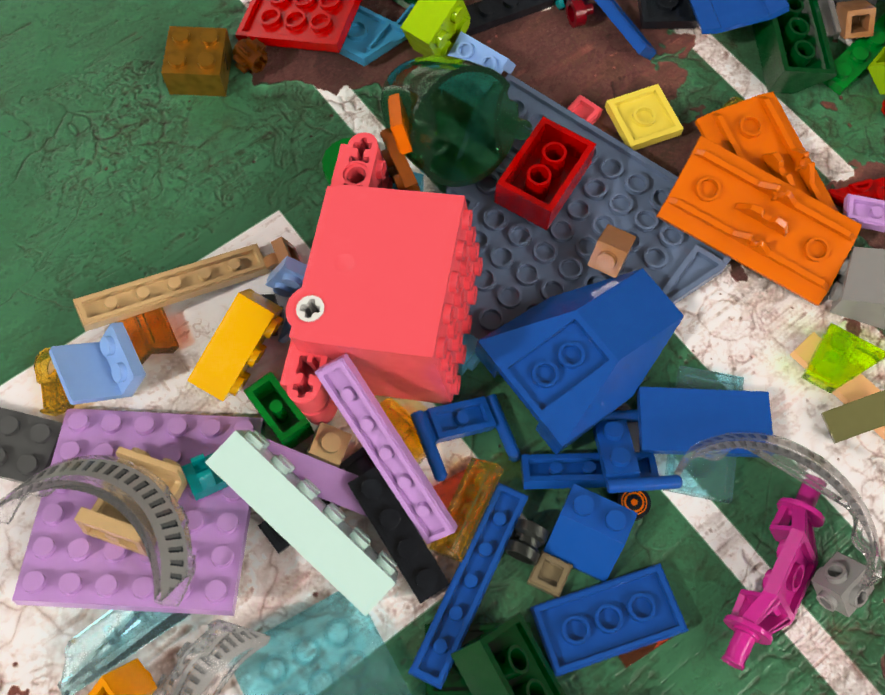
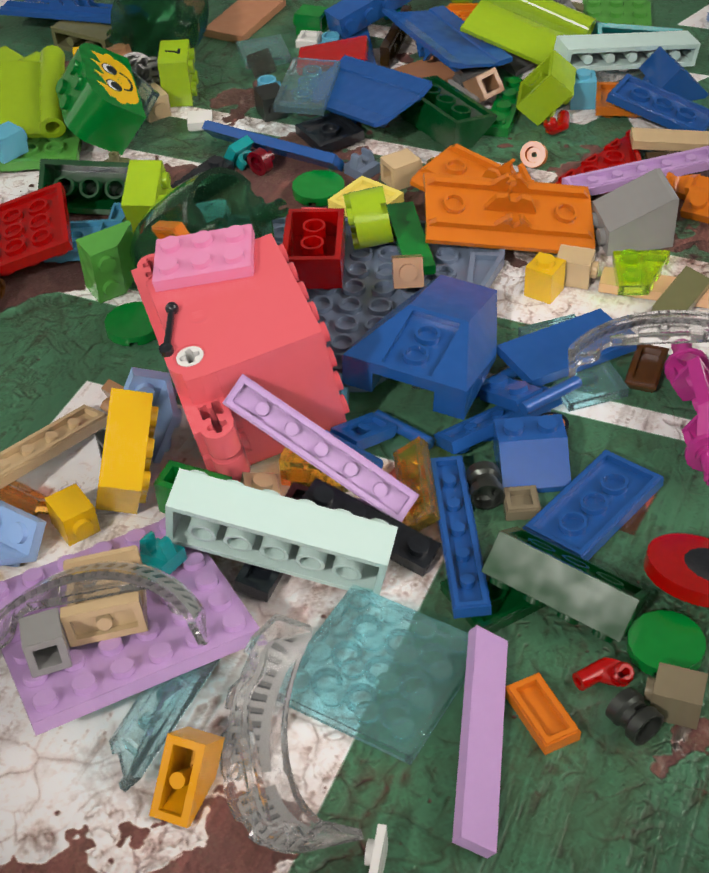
camera: 25 degrees left, 25 degrees down
(55, 528) = (44, 642): none -> light grey brick
(174, 369) = (72, 514): none -> yellow brick
(294, 288) = (166, 349): none -> black hinge
(360, 83) = (107, 261): none -> bright green slope
(388, 193) = (204, 257): none -> bright pink plate
(612, 73) = (317, 187): none -> green tile
(617, 161) = (368, 218): none -> lime brick
(649, 196) = (410, 234): none -> green tile
(670, 67) = (362, 165): none -> sand blue tile
(701, 93) = (399, 168): none -> tan brick
(744, 318) = (544, 277): none -> yellow brick
(763, 486) = (646, 367): none -> reddish brown tile
(784, 318) = (579, 265): none -> tan brick
(844, 141) = (528, 153): none -> tile

